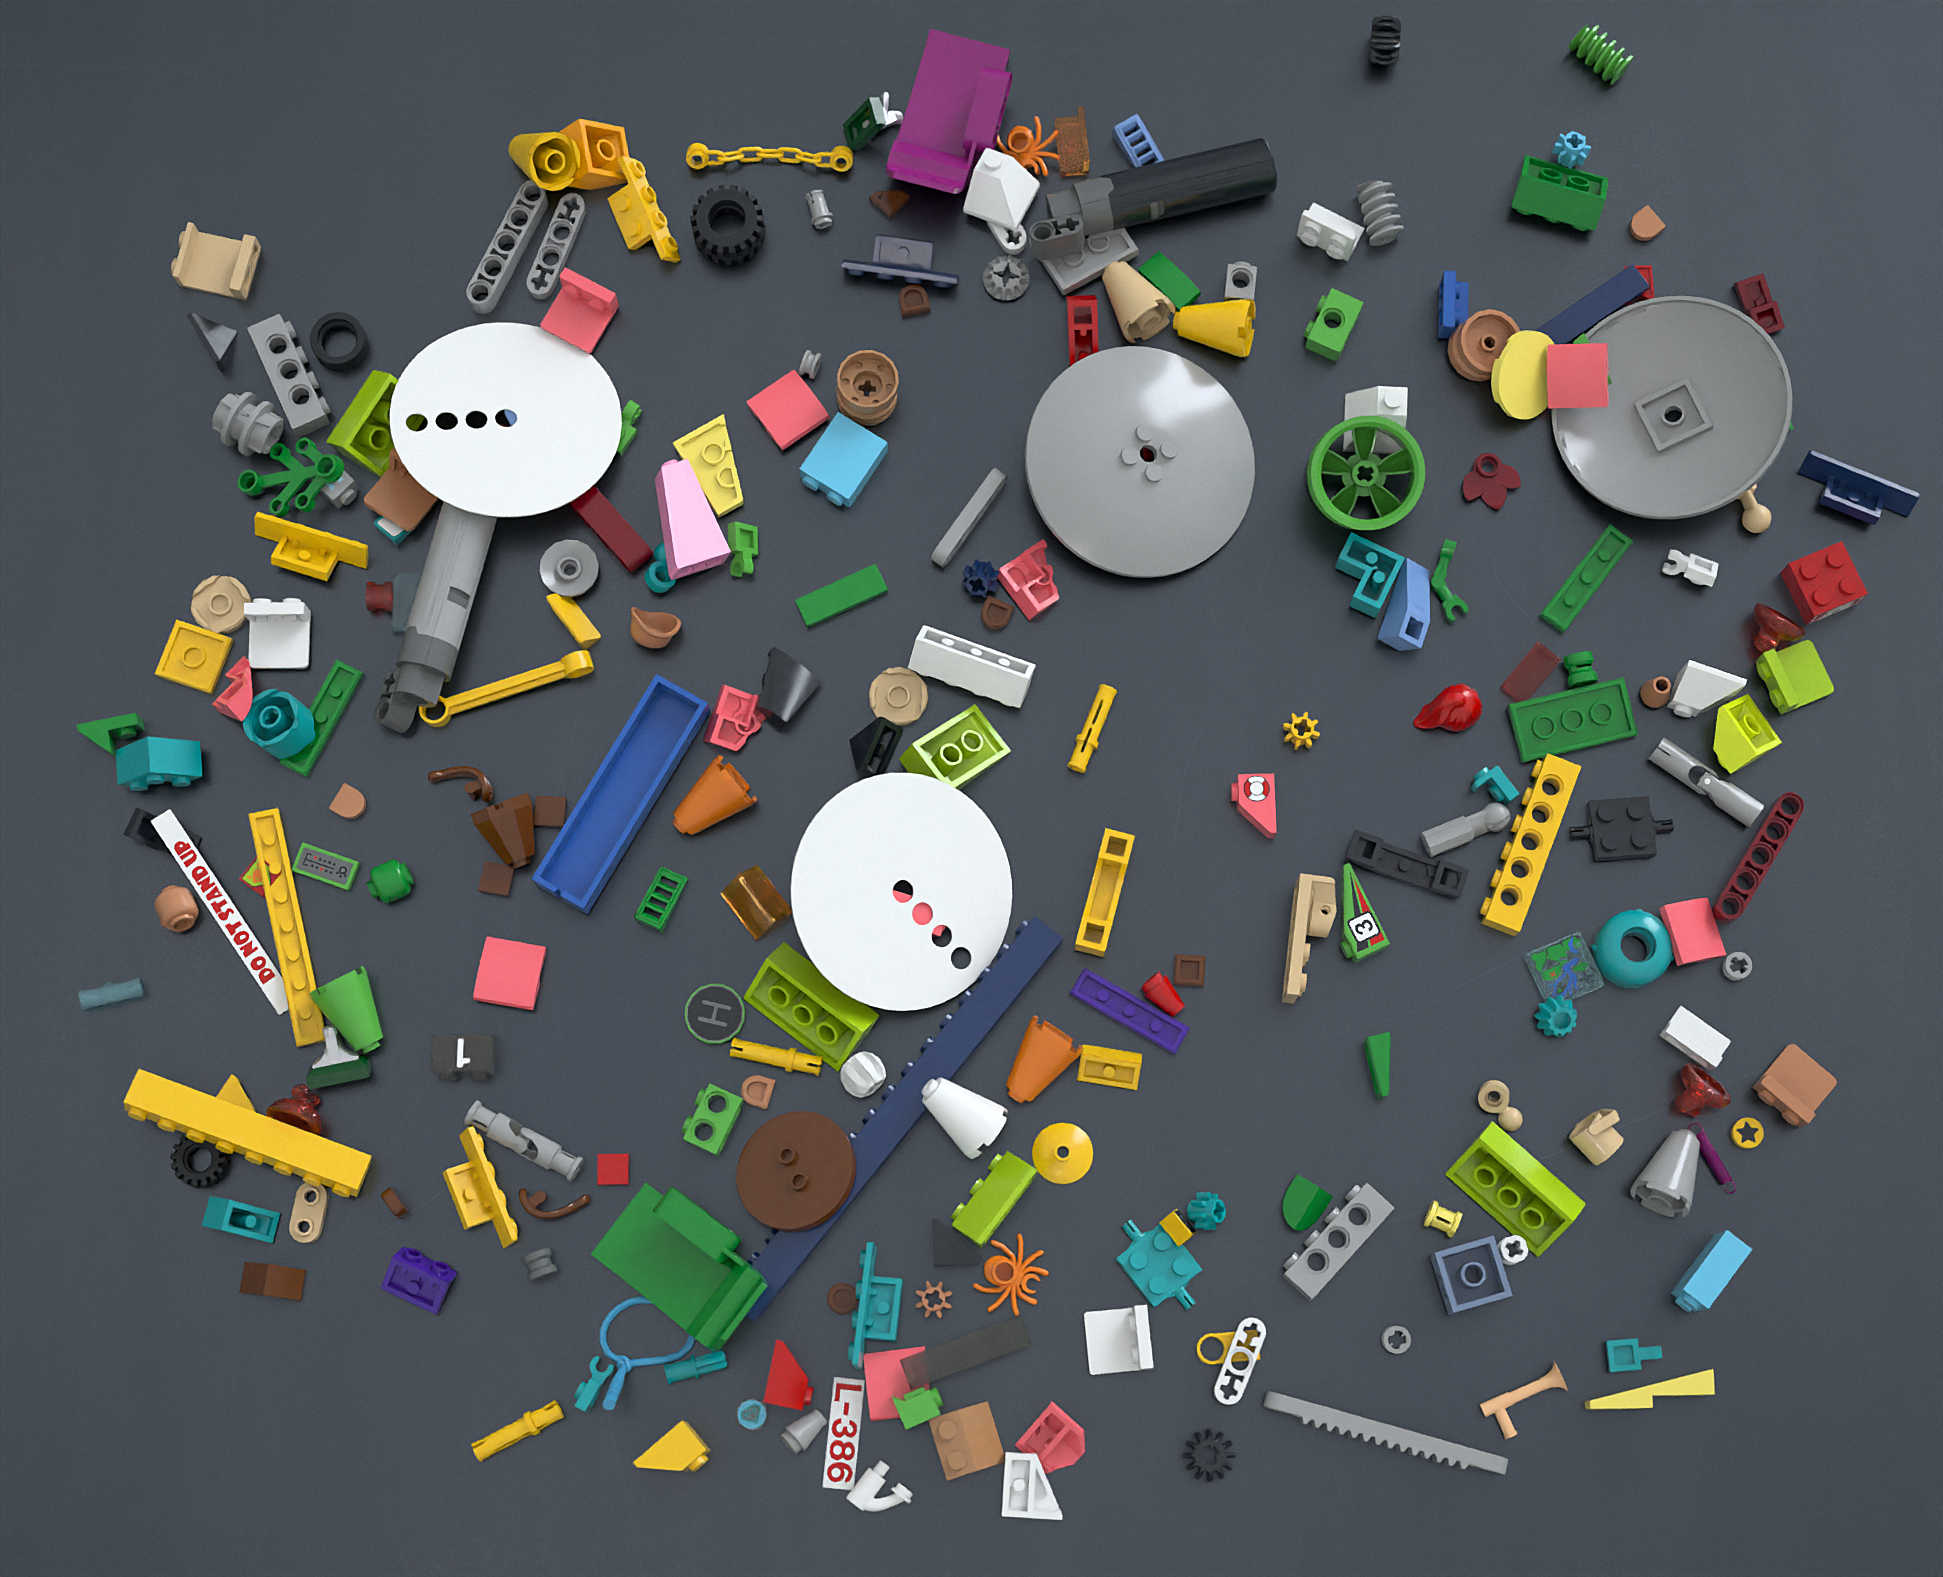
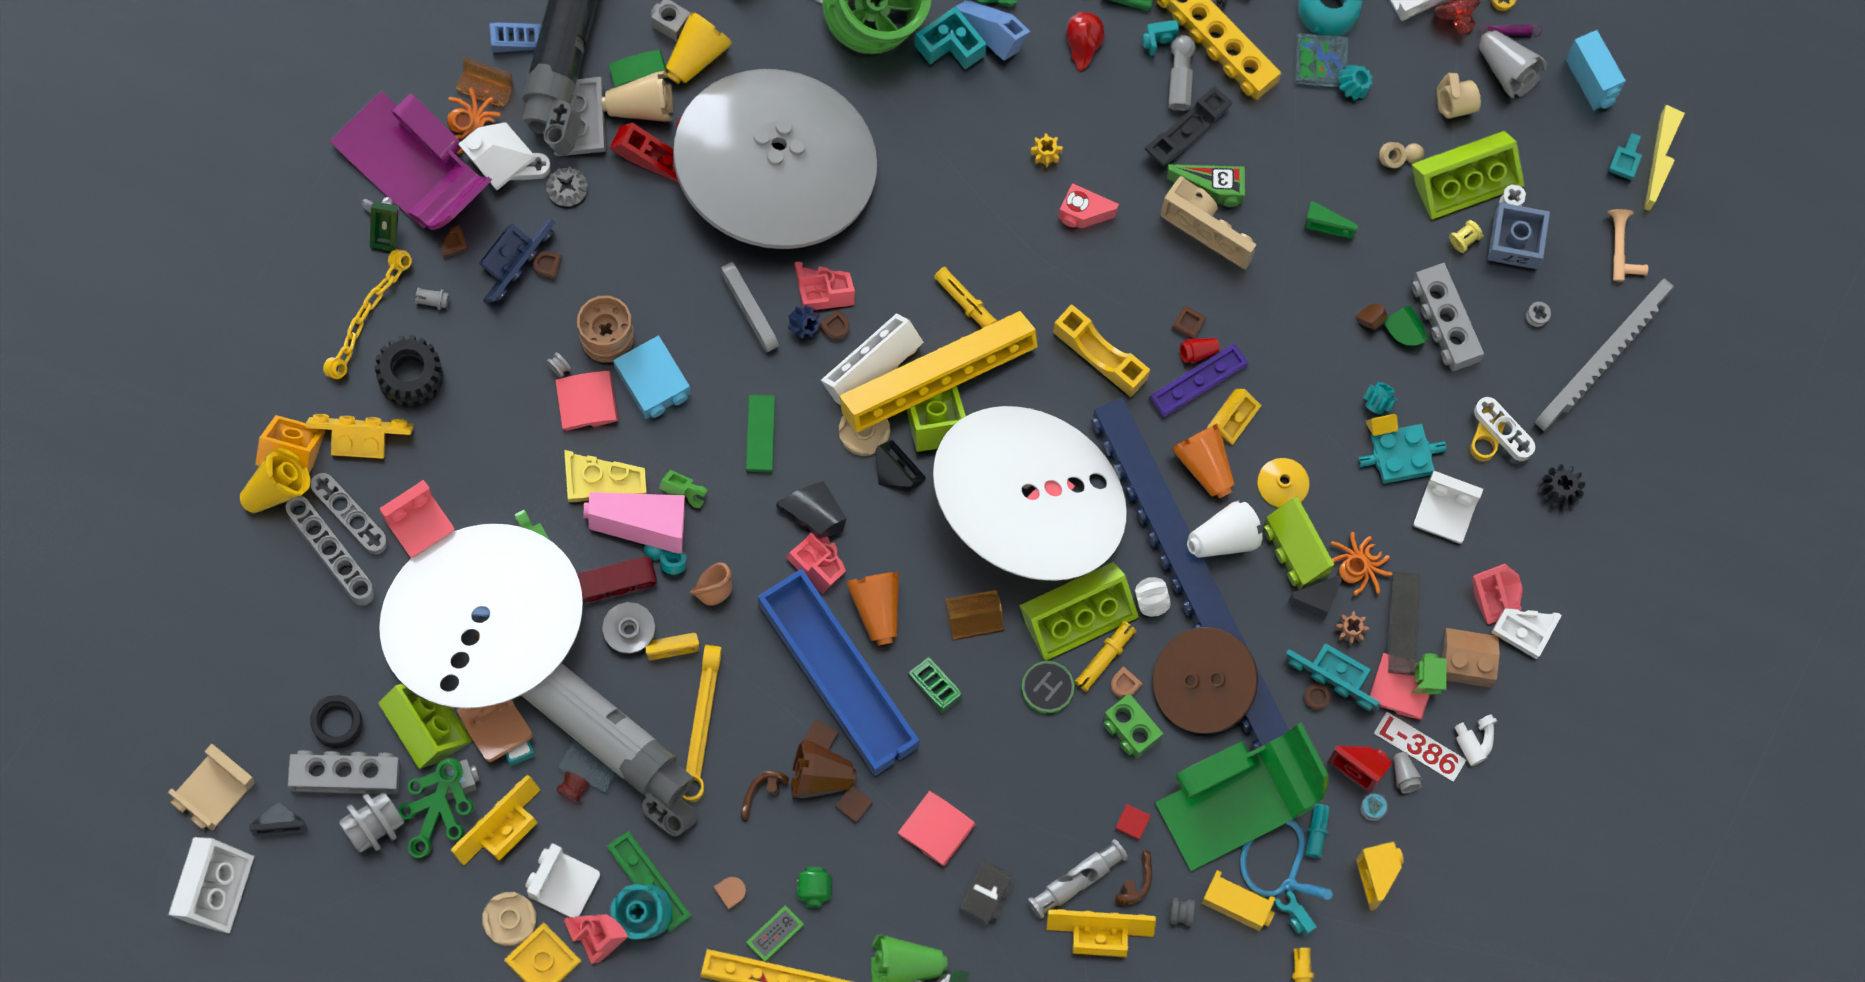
camera: 70 degrees left, 5 degrees down
(120, 311) = (211, 884): none -> white slope
(576, 1319) = (1238, 903): none -> yellow brick
(992, 737) = (938, 371): none -> yellow brick
(1297, 1160) = (1372, 316): none -> reddish brown tile

